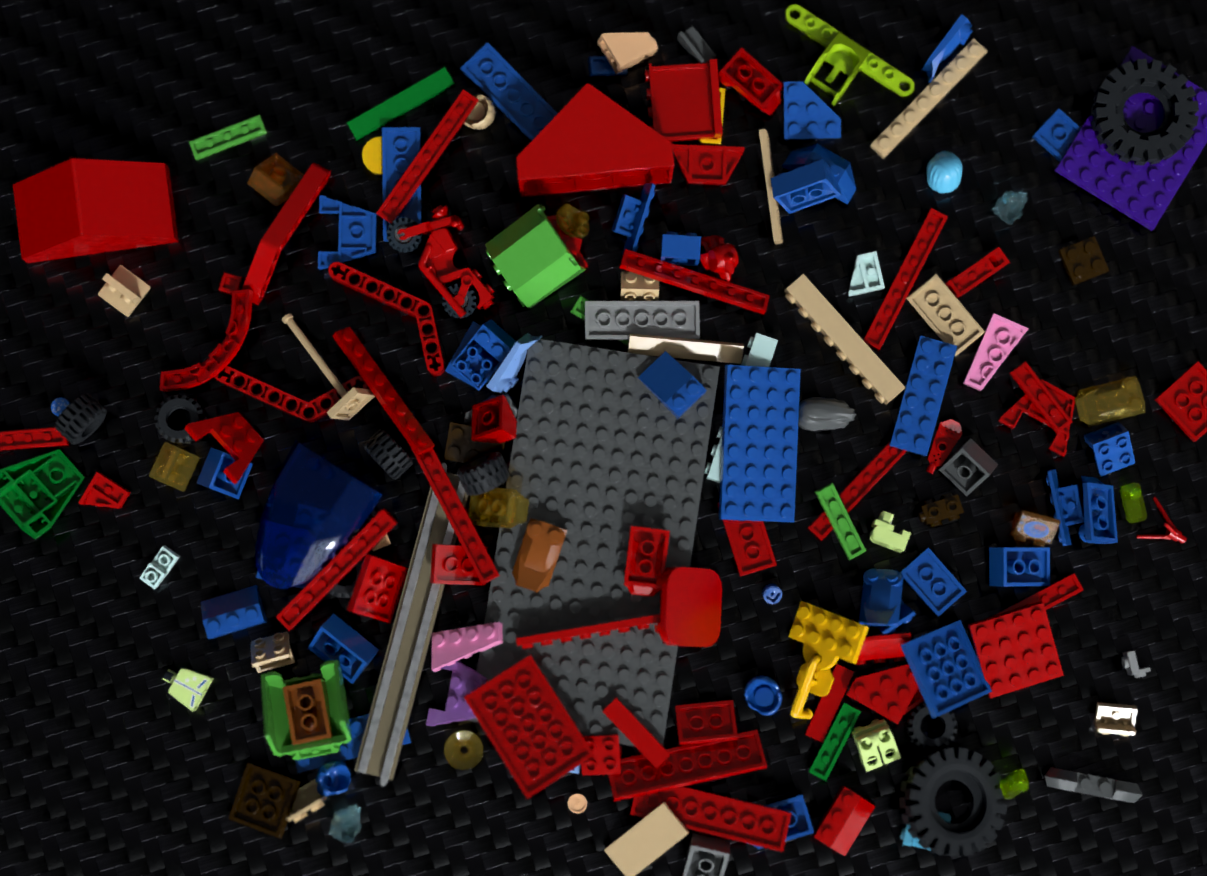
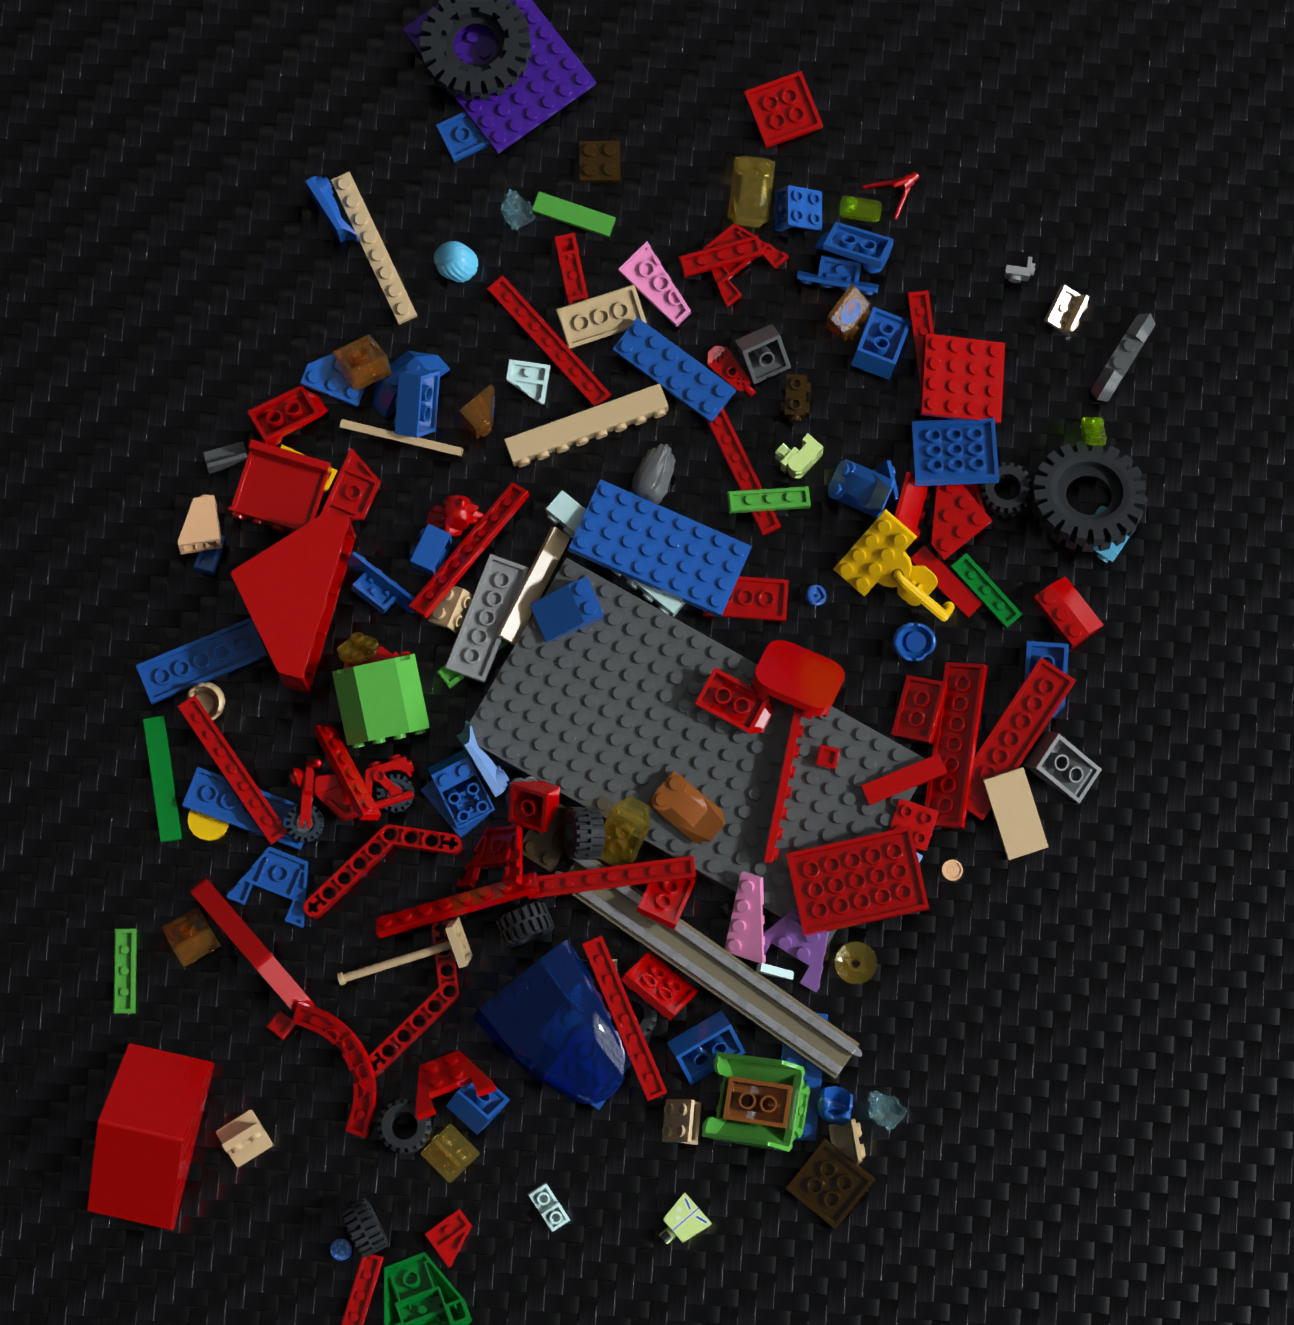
camera: 65 degrees left, 5 degrees down
(233, 612) = (625, 1146): blue slope -> none
(429, 679) = (774, 971): none -> light aqua tile
(445, 407) = (496, 848): none -> red wing
(459, 252) = (347, 772): none -> red plate
(630, 658) = (827, 757): none -> red tile
(819, 244) = (479, 413): none -> clear orange slope
(822, 127) = (362, 362): none -> clear orange slope
(845, 56) = (297, 313): lime piece -> none
(872, 737) = (1002, 550): yellowish green hips -> none
(933, 582) = (864, 433): blue plate -> none
(1027, 256) = (573, 214): none -> bright green tile

